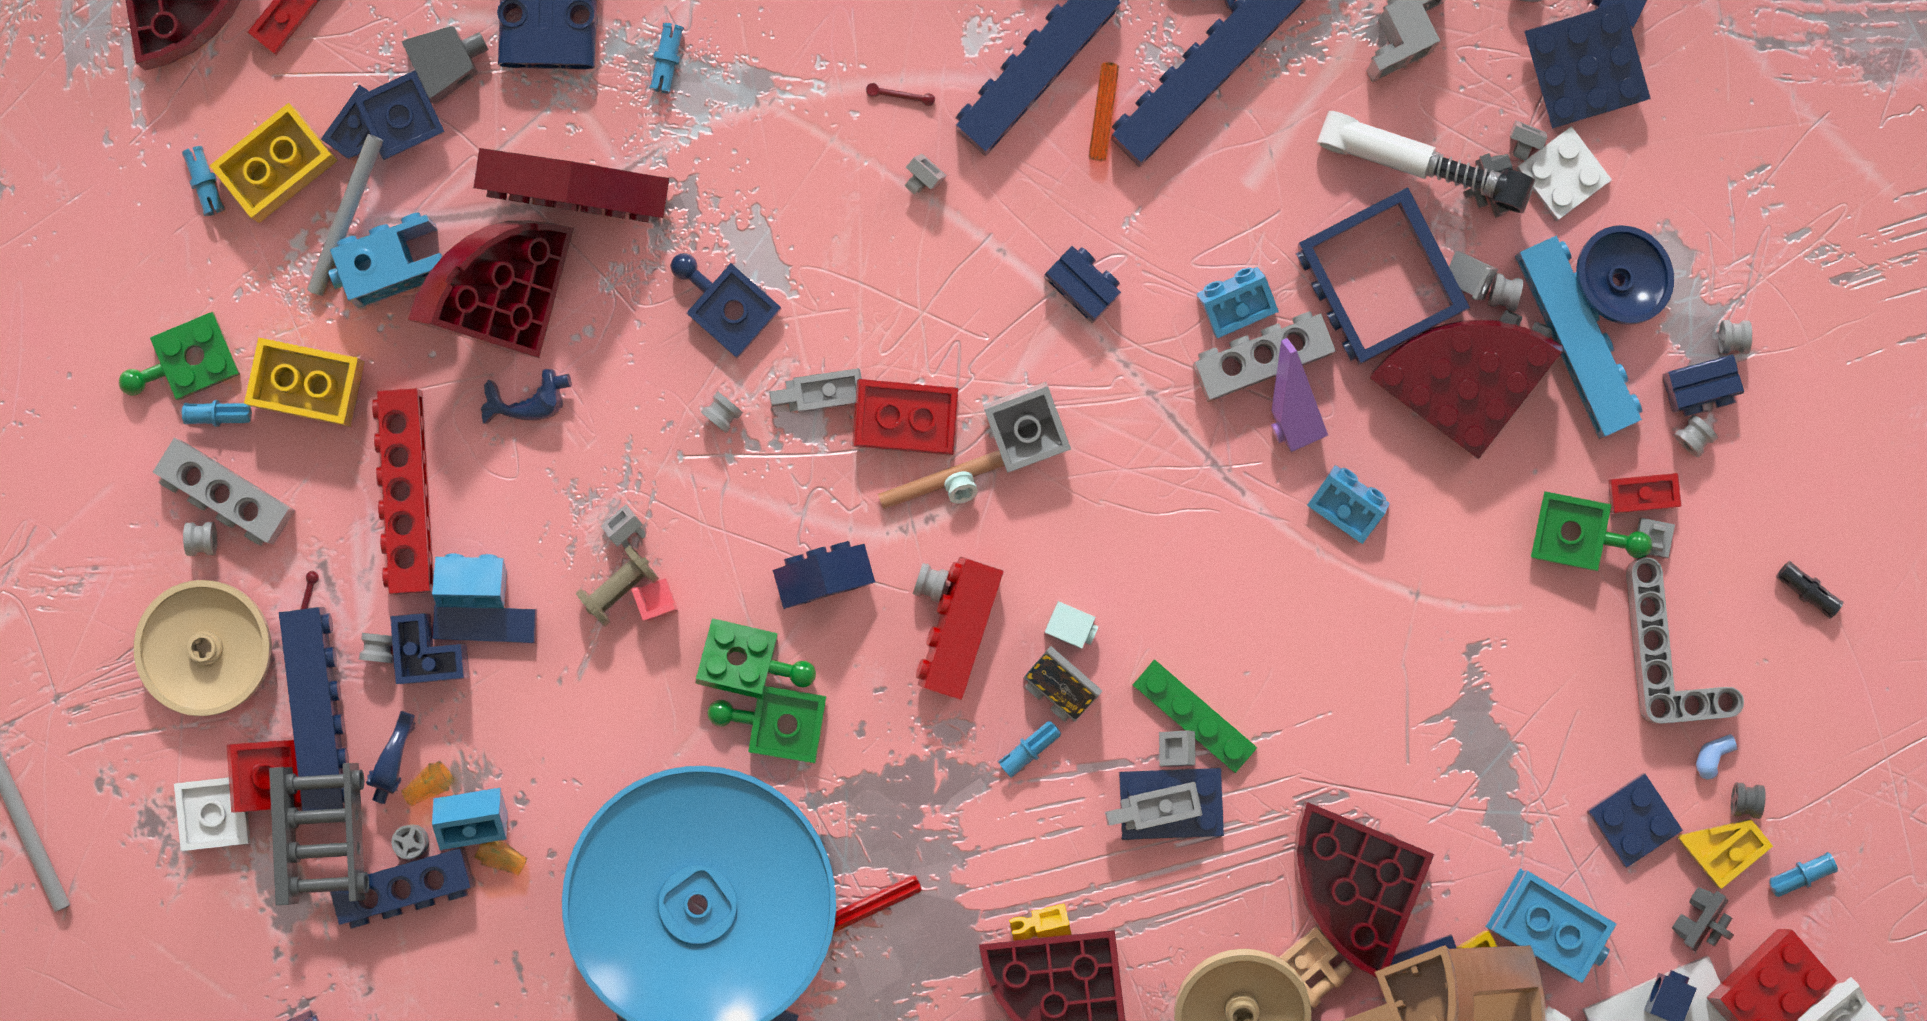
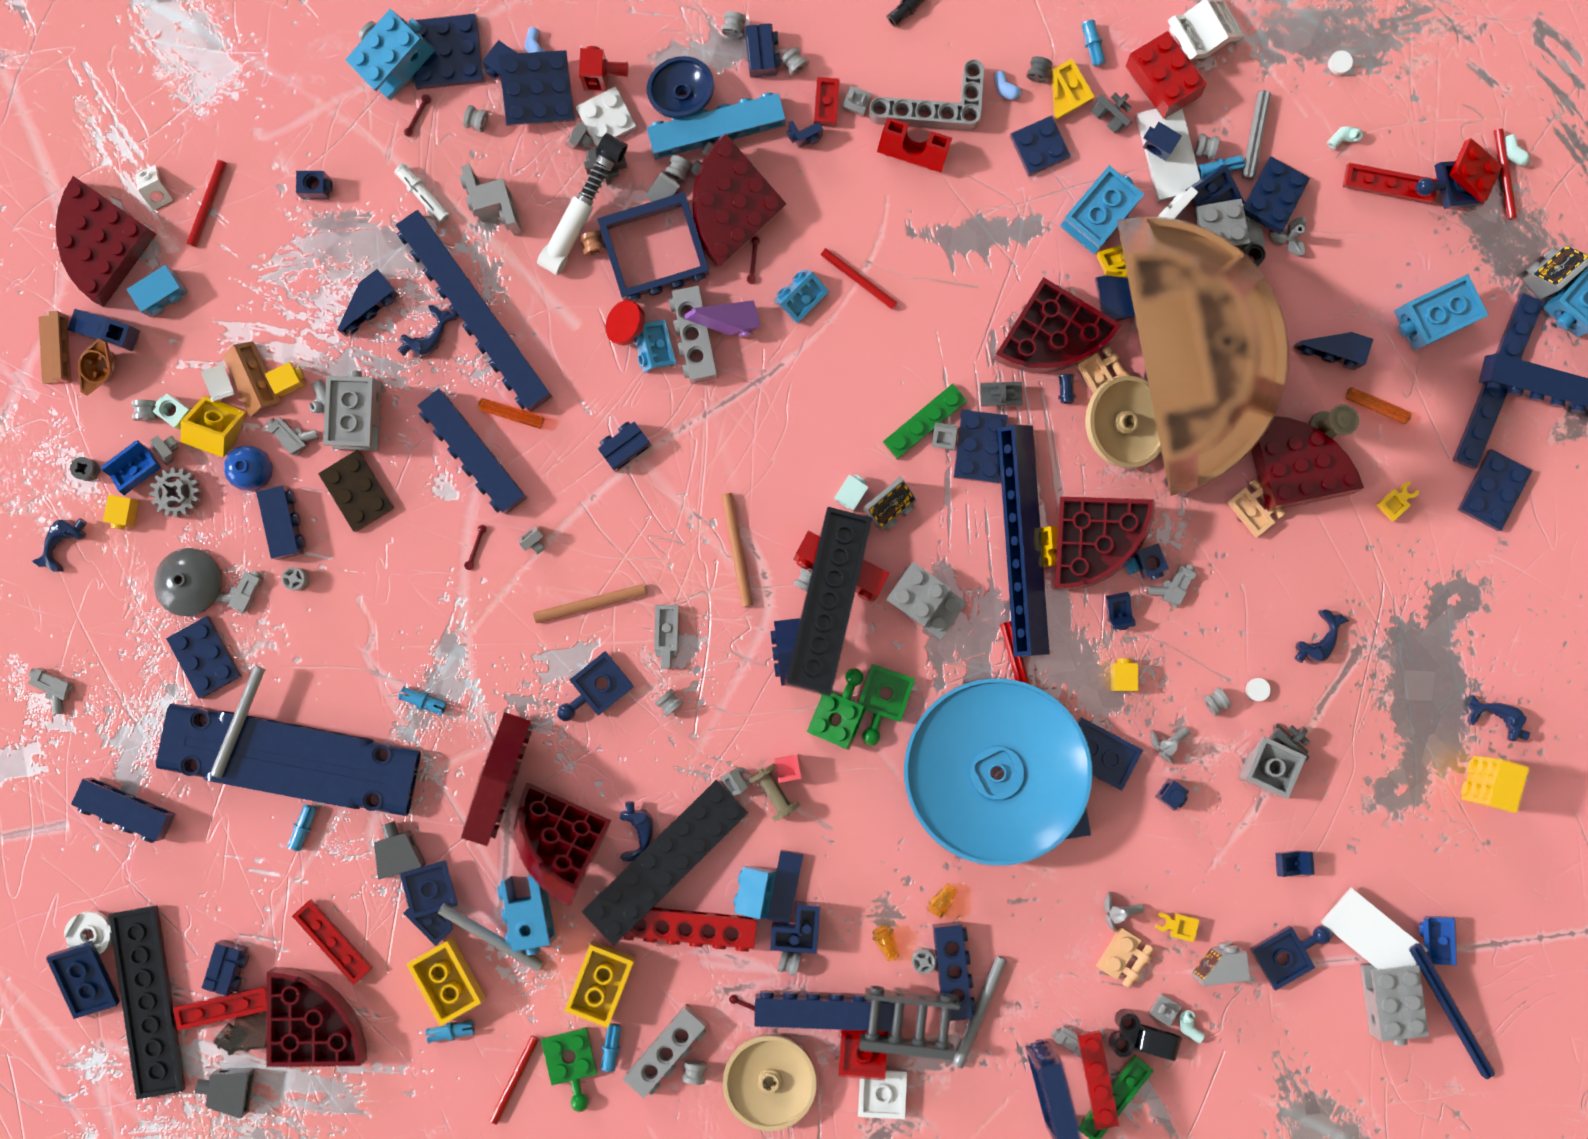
camera: 85 degrees left, 0 degrees up
(149, 283) = (513, 1081): none -> red bar
(350, 936) = (978, 1015): none -> light grey piece
(386, 771) = (876, 970): dark blue animal -> none
(469, 818) = (915, 917): dark azure brick -> none
(491, 445) = (664, 863): none -> black plate
(846, 274) = (590, 603): none -> nougat piece
(903, 616) = (828, 601): none -> black plate
(905, 417) = (693, 580): red tile -> none
(930, 760) = (926, 600): none -> light grey bracket
(961, 487) = (747, 550): light aqua bush -> none
(1026, 427) = (713, 499): light grey slope -> none
(1029, 748) = (929, 534): dark azure axle -> none
(1042, 888) = (1023, 540): none -> dark blue brick
(1157, 807) = (982, 455): light grey hinge -> none
(1252, 821) = (1001, 394): none -> dark grey hips
(1263, 253) = (624, 322): none -> tile
(1277, 917) = (1066, 389): none -> dark blue pin
(1362, 426) = (751, 278): none -> dark red hinge
(1372, 186) = (592, 243): none -> nougat wheel
(1389, 584) = (858, 278): none -> red bar
(1588, 476) = (809, 135): none -> dark blue bracket
(1593, 521) = (841, 137): green plate -> none
(1597, 609) = (897, 144): none -> red arch
(1630, 146) = (595, 69): none -> red brick
(1655, 45) = (531, 41): none -> light blue arm

